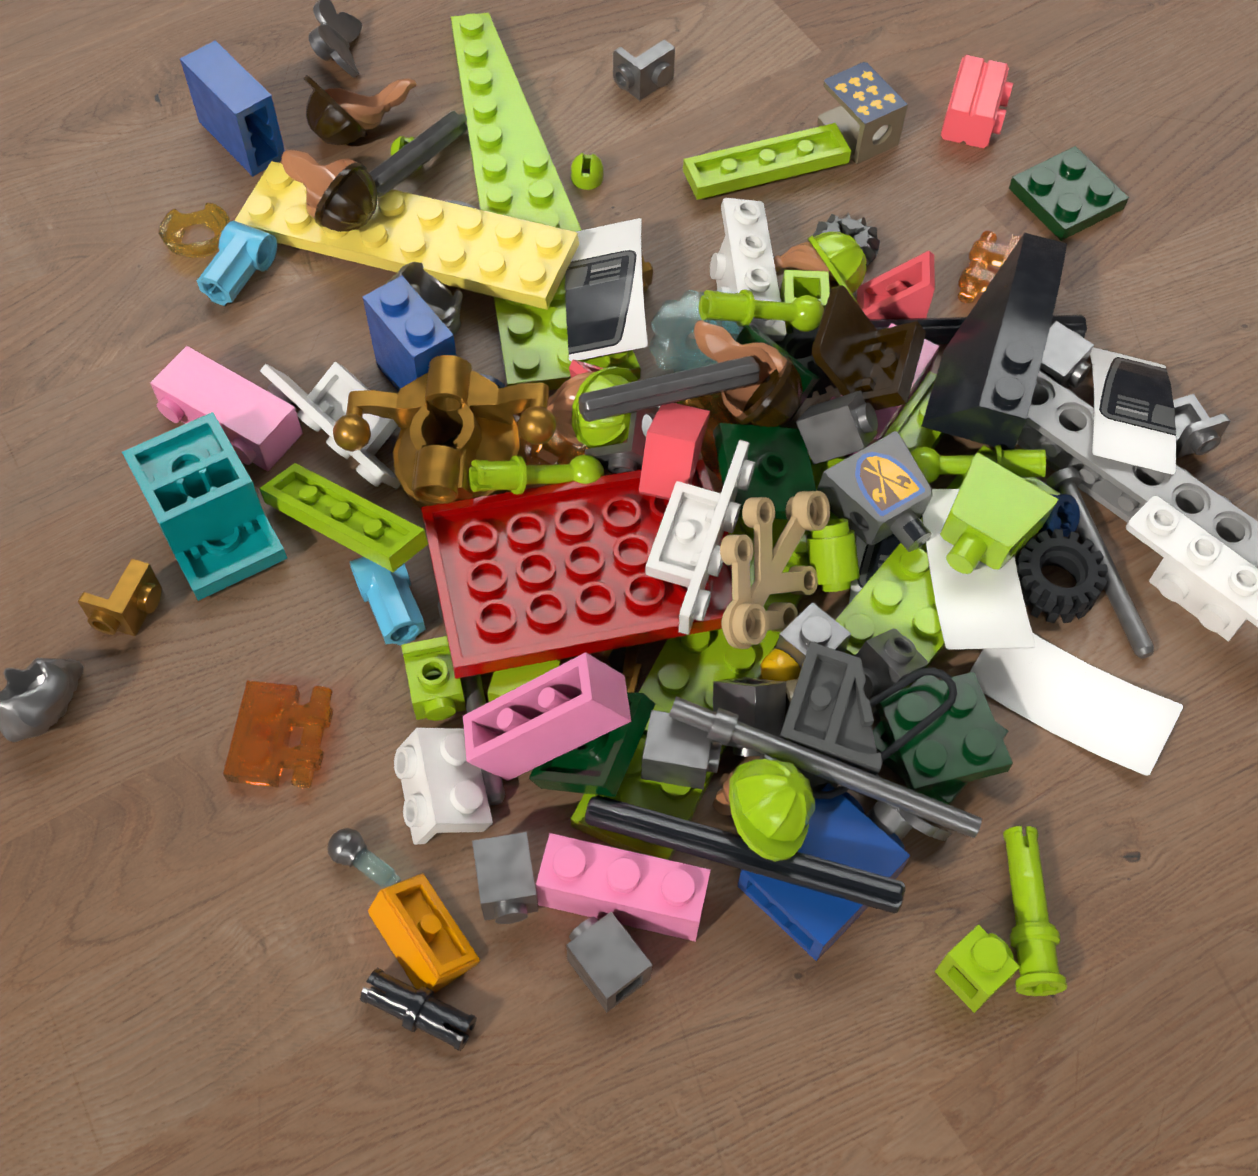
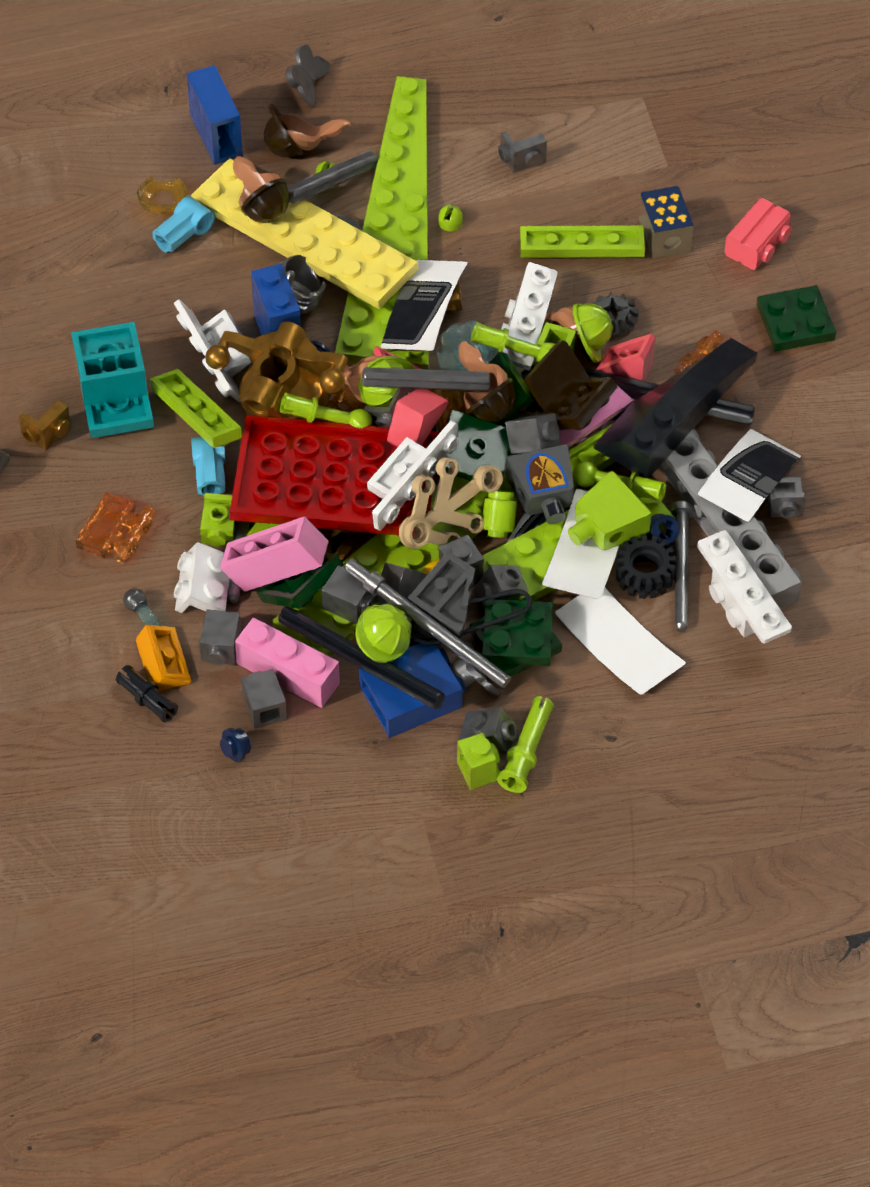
camera: 20 degrees right, 5 degrees down
(252, 418) = (158, 332): bright pink brick -> none
(592, 1059) = (235, 744): none -> dark blue plate
(963, 901) = (494, 724): none -> flat silver bracket
(1066, 356) = (719, 430): brick -> none

